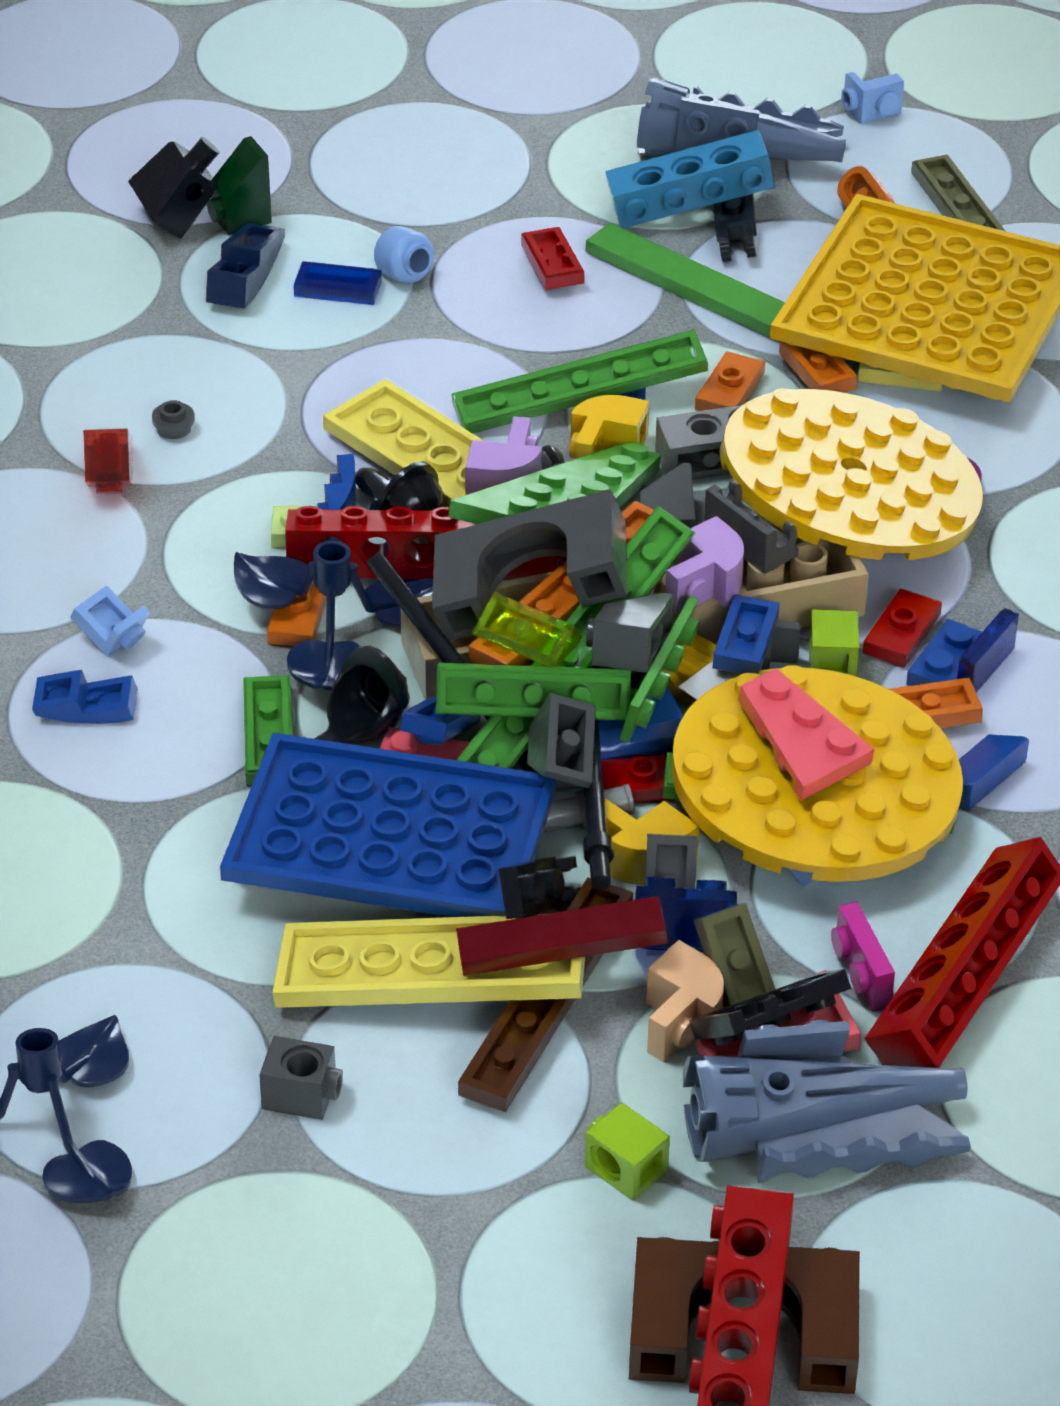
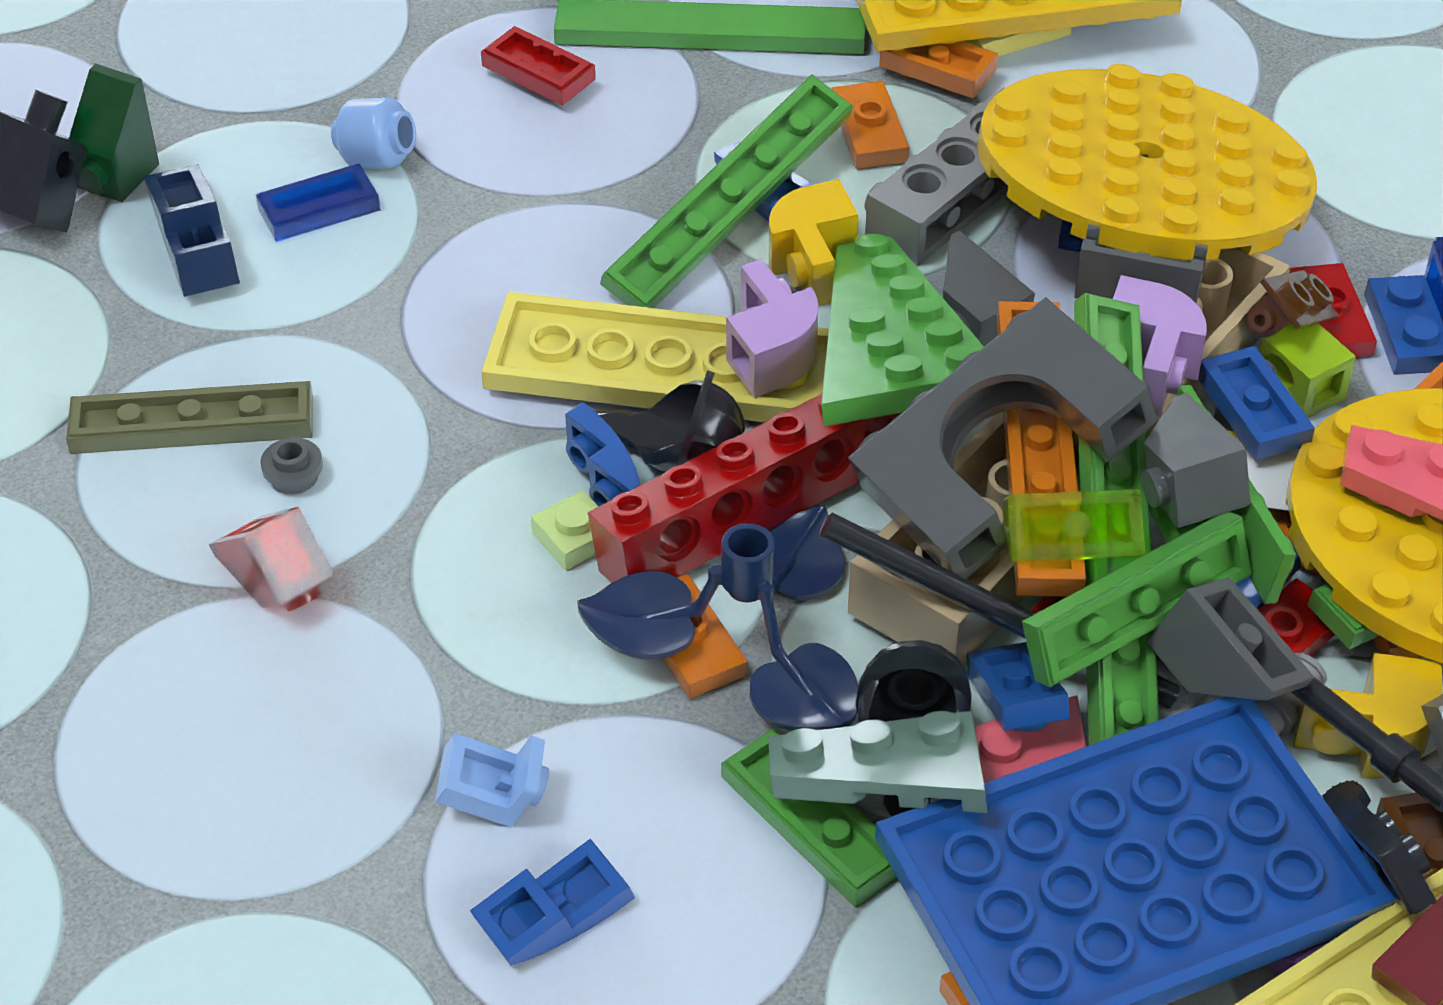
camera: 35 degrees left, 5 degrees up
(146, 369) = (190, 417): none -> olive tile
(315, 709) = (899, 757): none -> sand green wing
(848, 596) = (1291, 299): none -> reddish brown hinge

